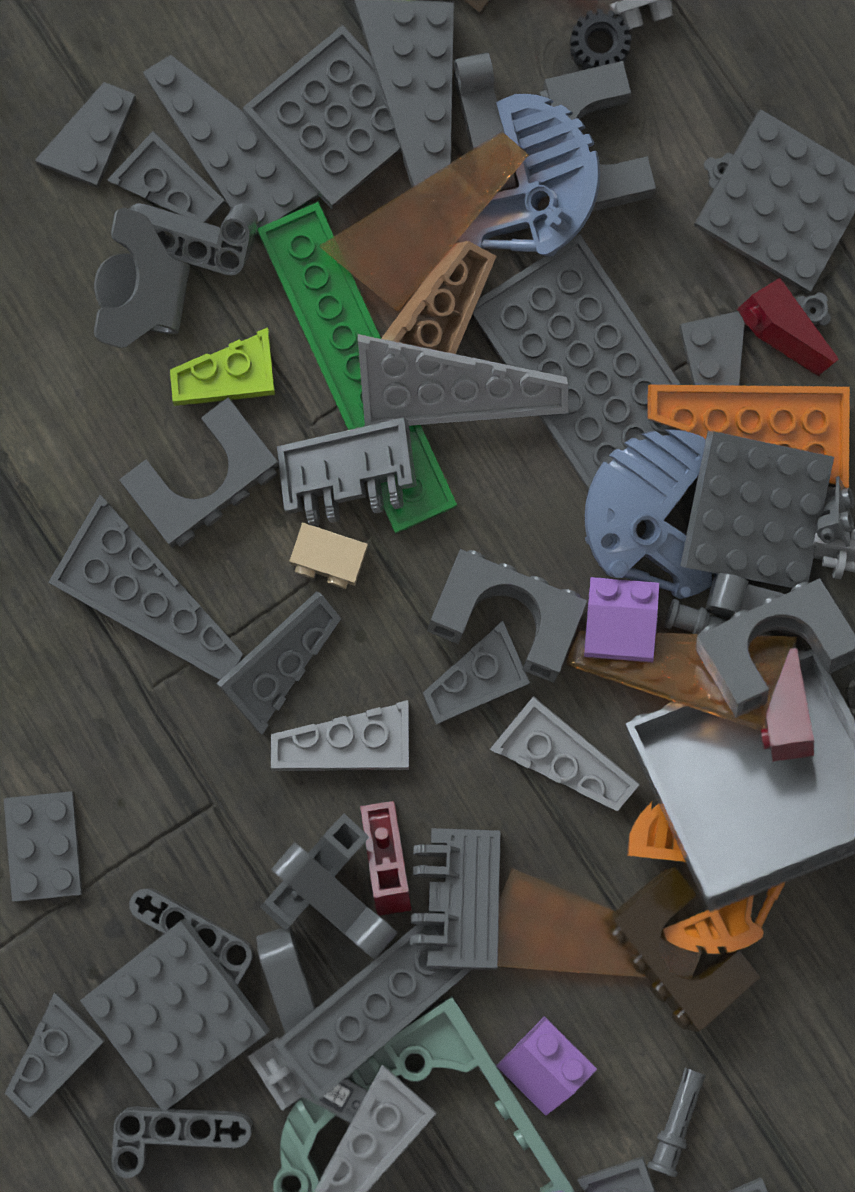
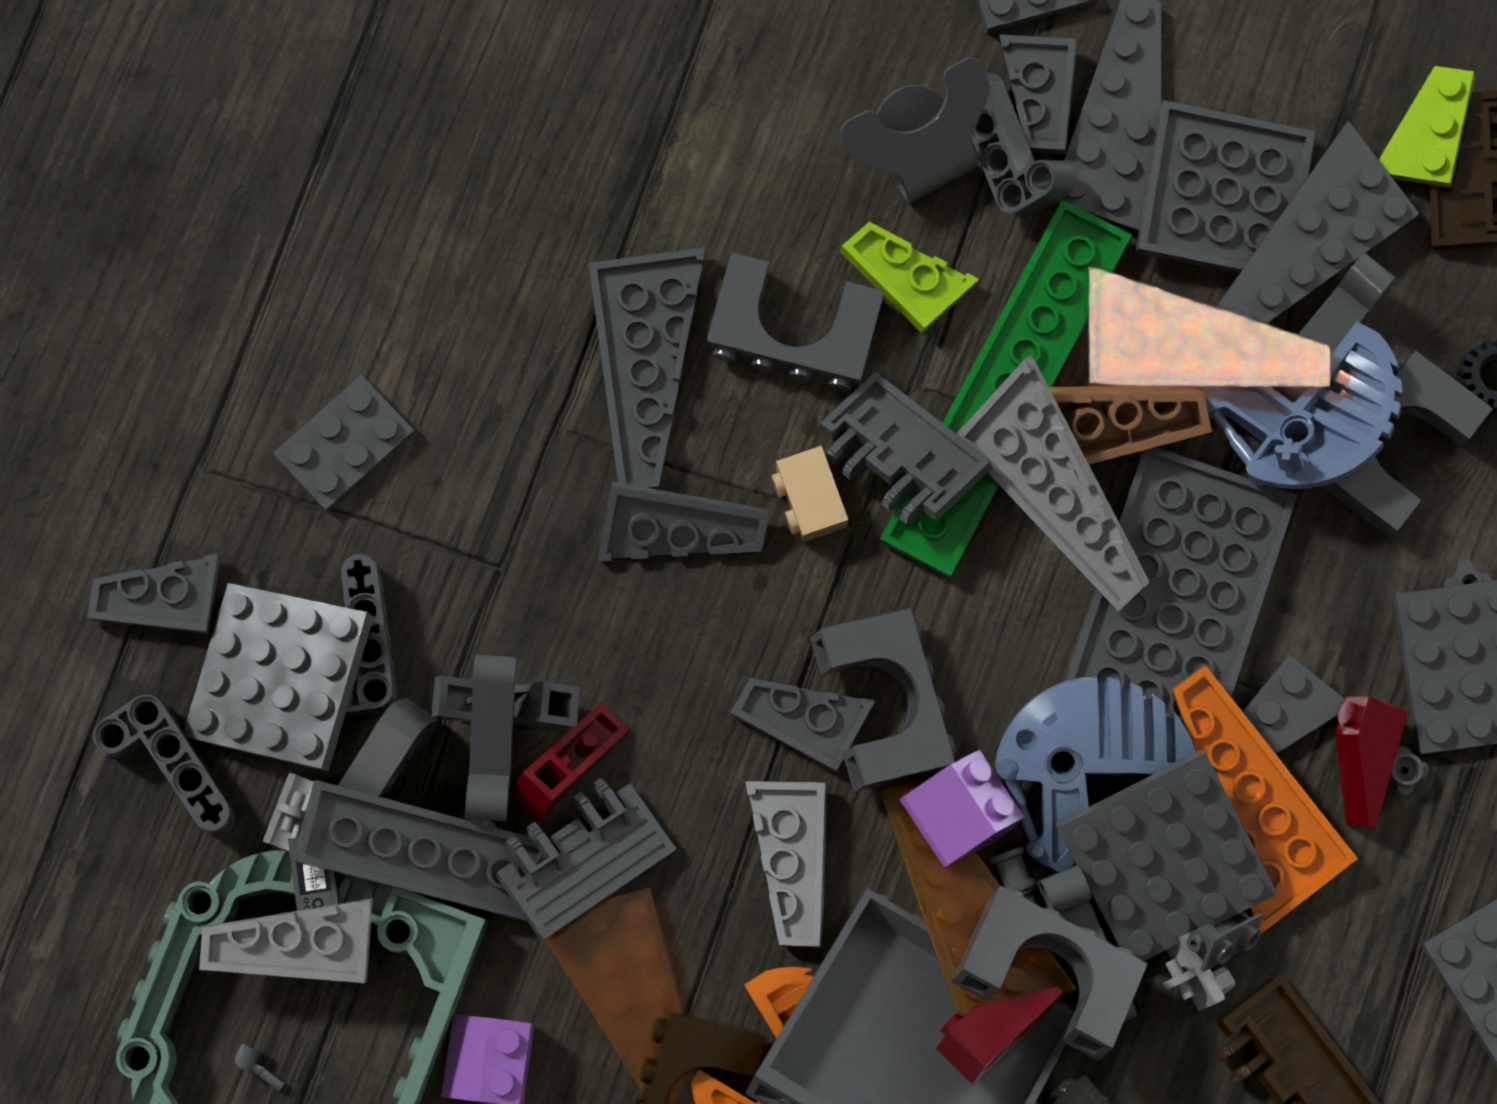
camera: 60 degrees right, 5 degrees down
(355, 742) = (655, 652): light grey wing -> none

